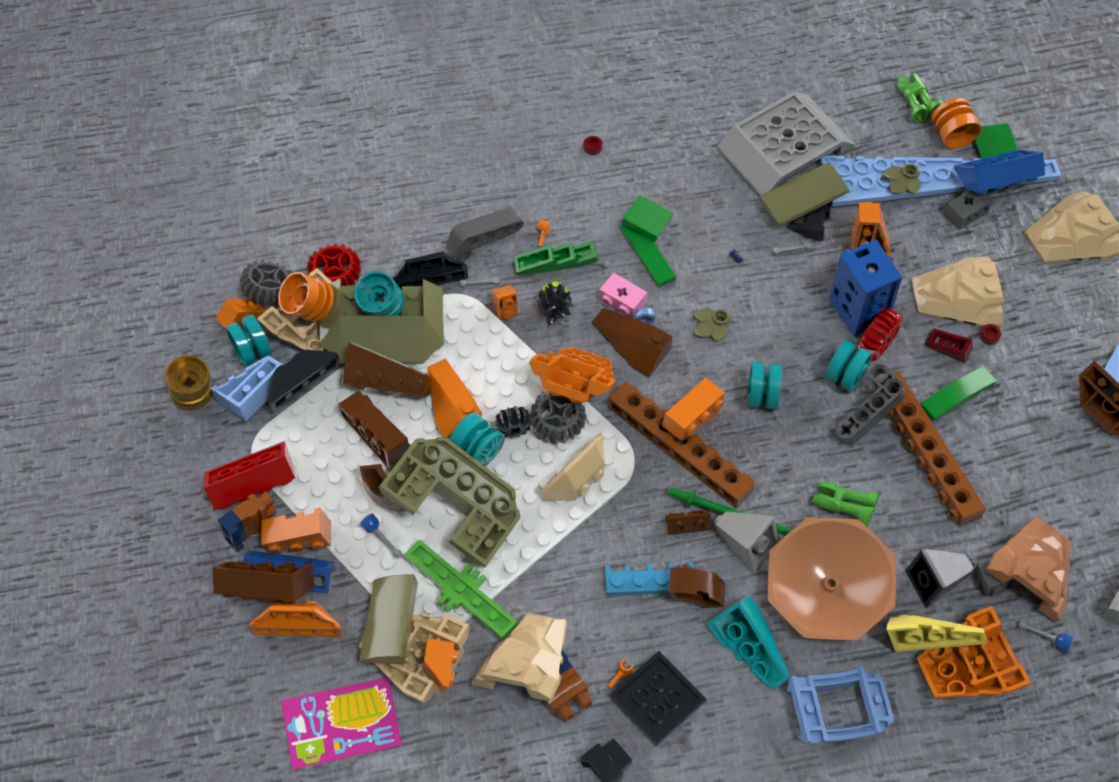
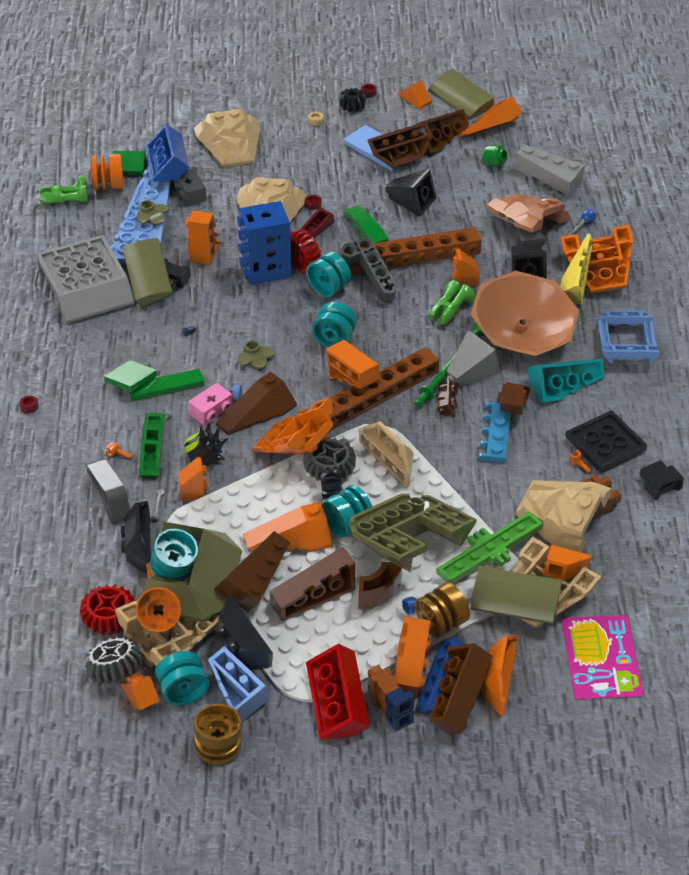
camera: 80 degrees left, 15 degrees down
(354, 548) = (444, 608): none -> pearl gold wheel
(906, 508) = (465, 270): none -> orange slope
(1035, 434) = (413, 191): none -> black slope

